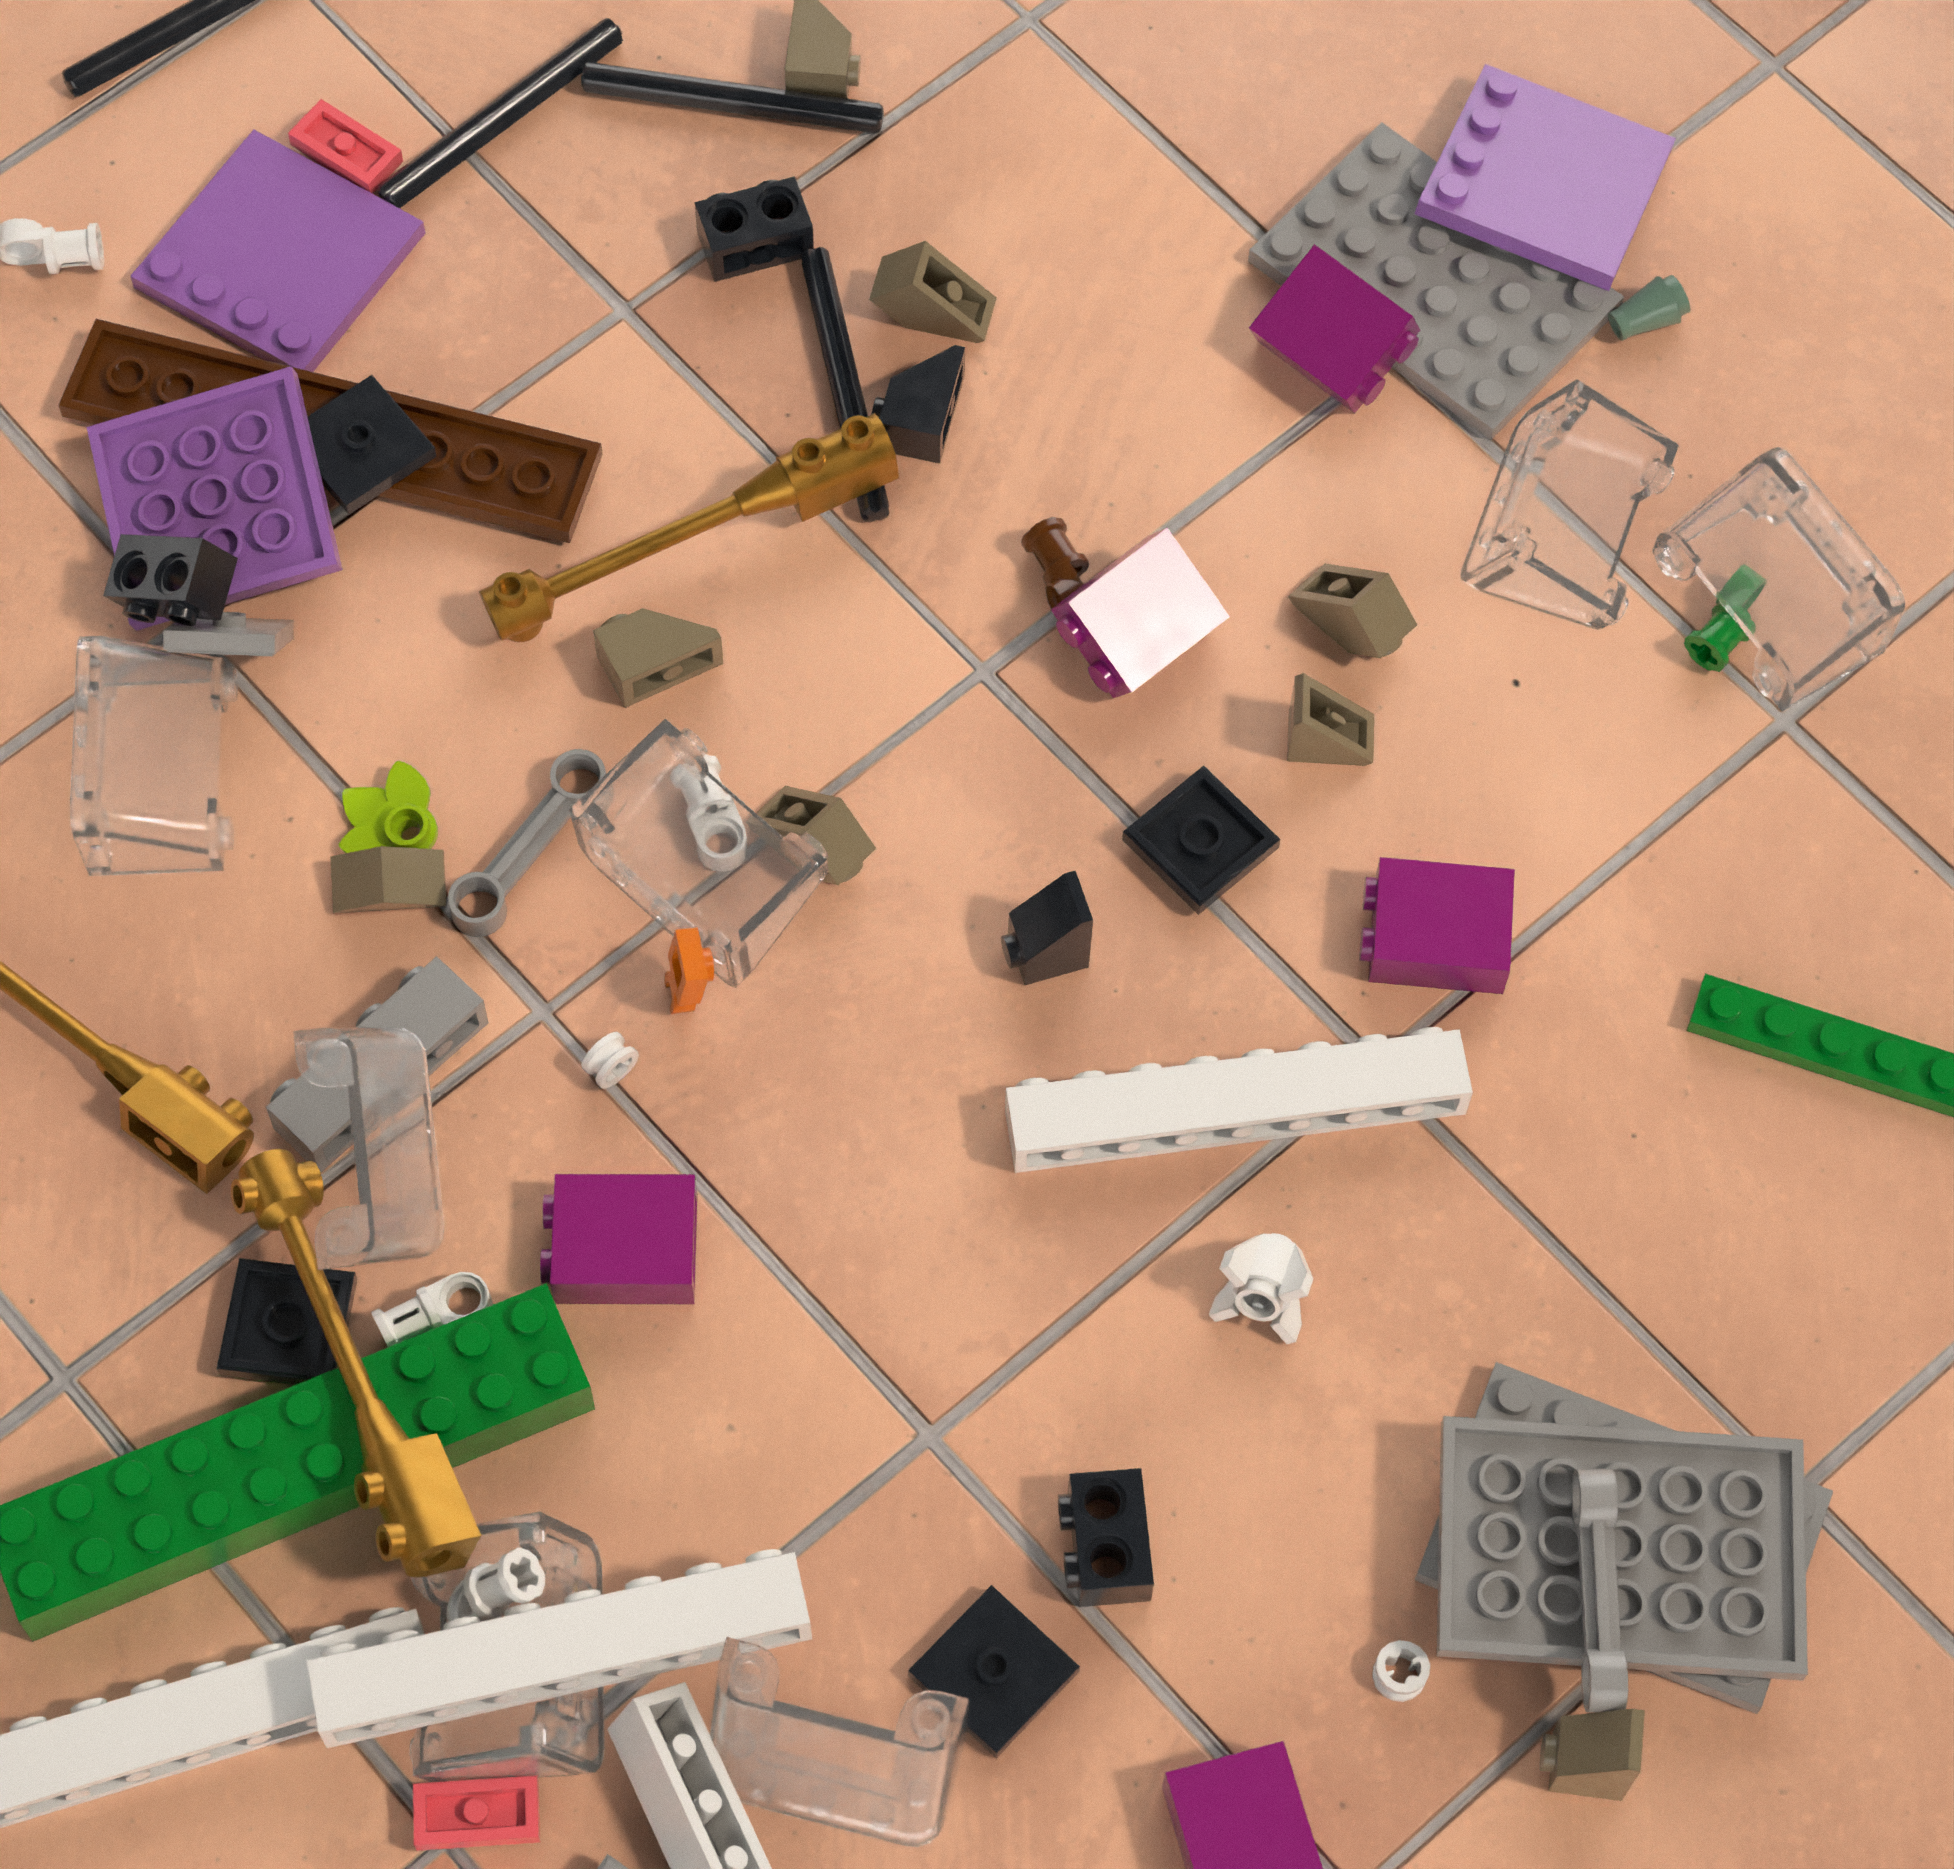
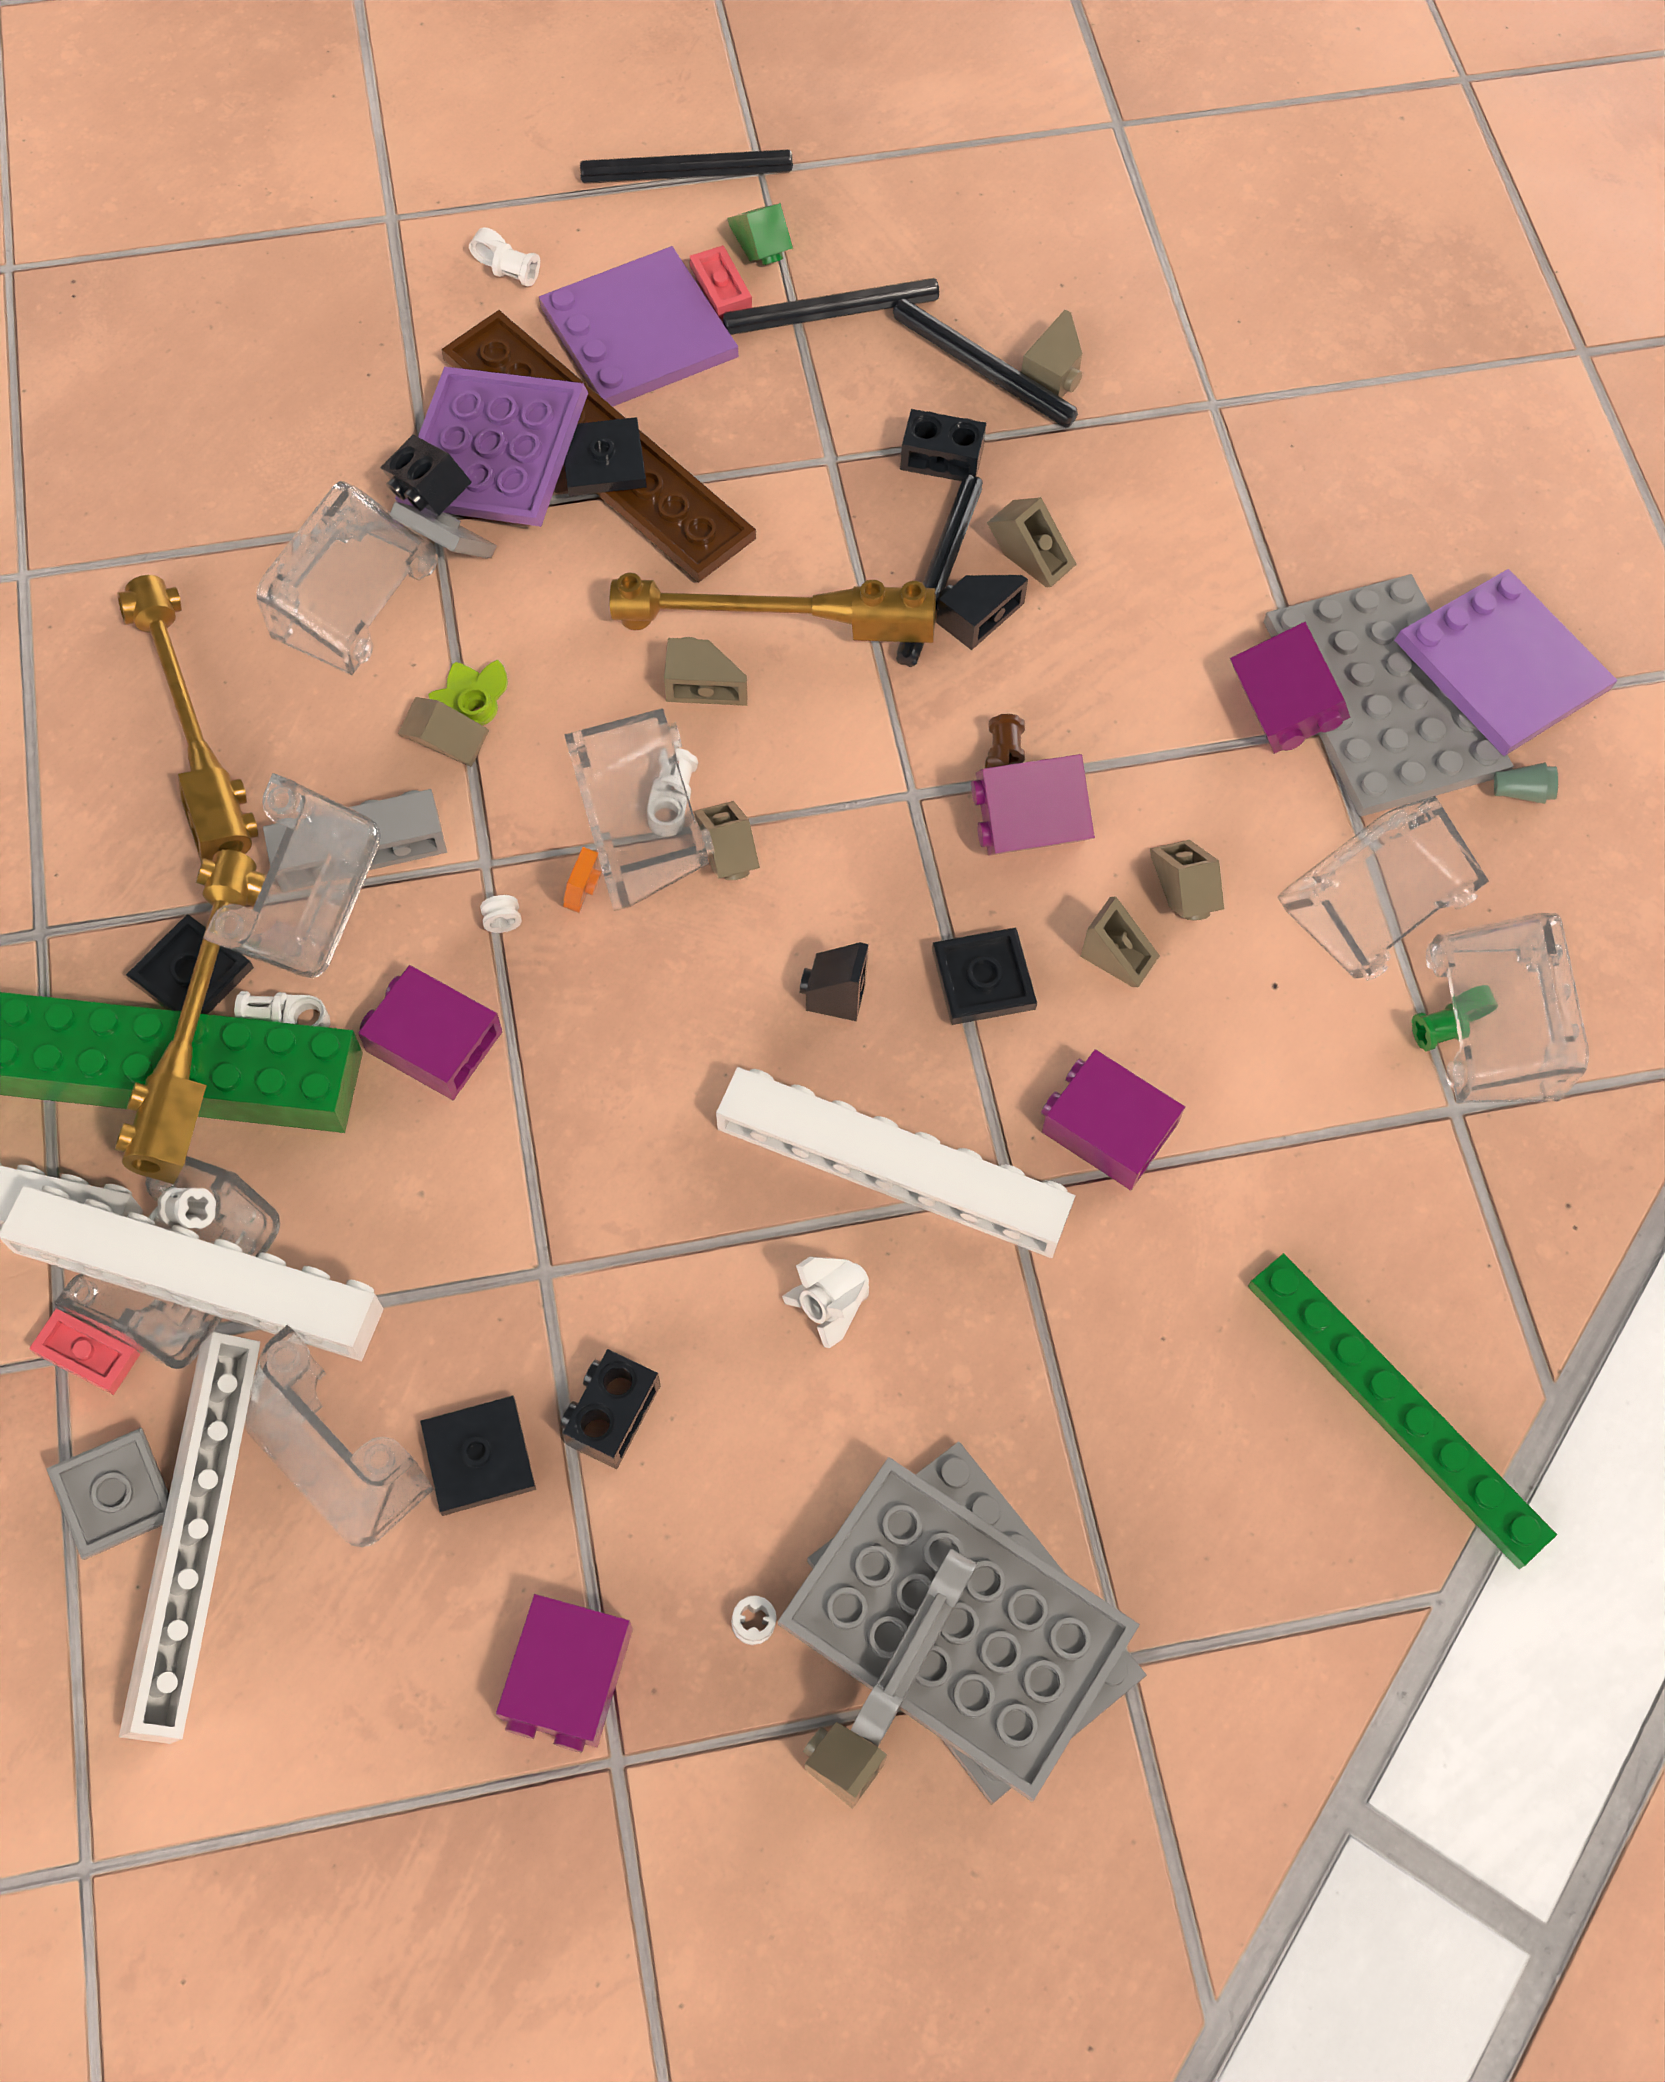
camera: 30 degrees right, 0 degrees up
(356, 58) = (762, 233): none -> slope
(522, 847) = (529, 757): light grey piece -> none

